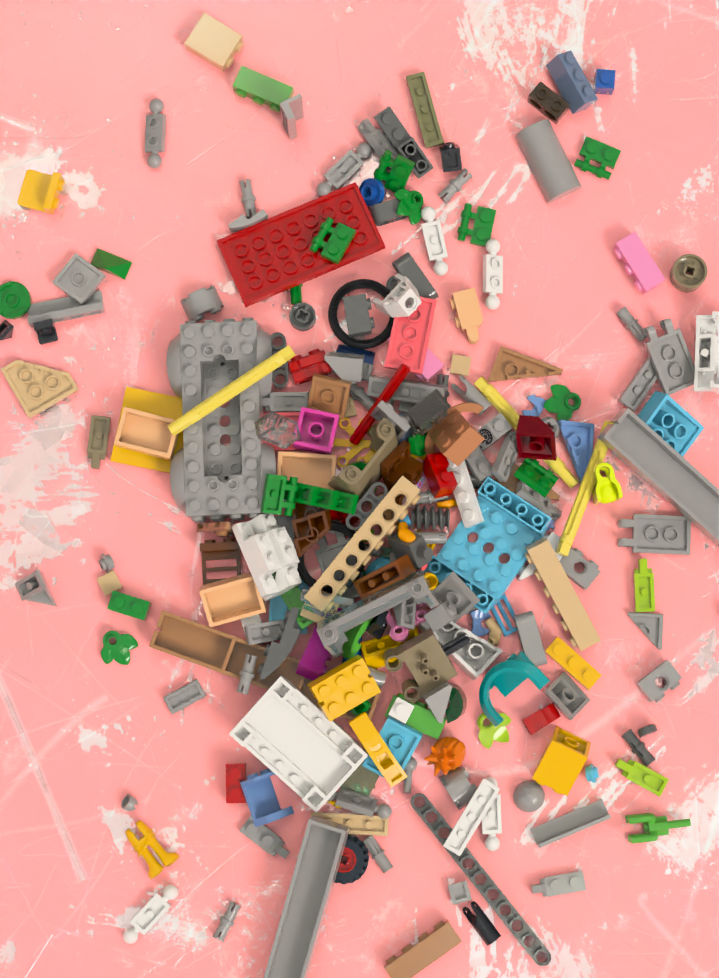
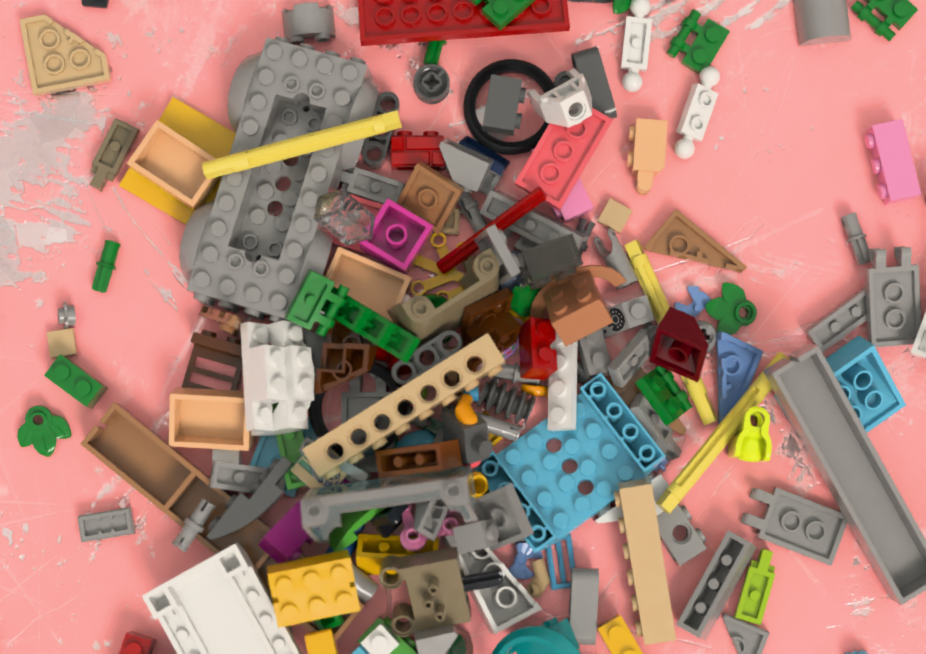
camera: 15 degrees right, 0 degrees up
(121, 520) = (105, 266): none -> green axle
(616, 594) = (716, 585): none -> light grey brick

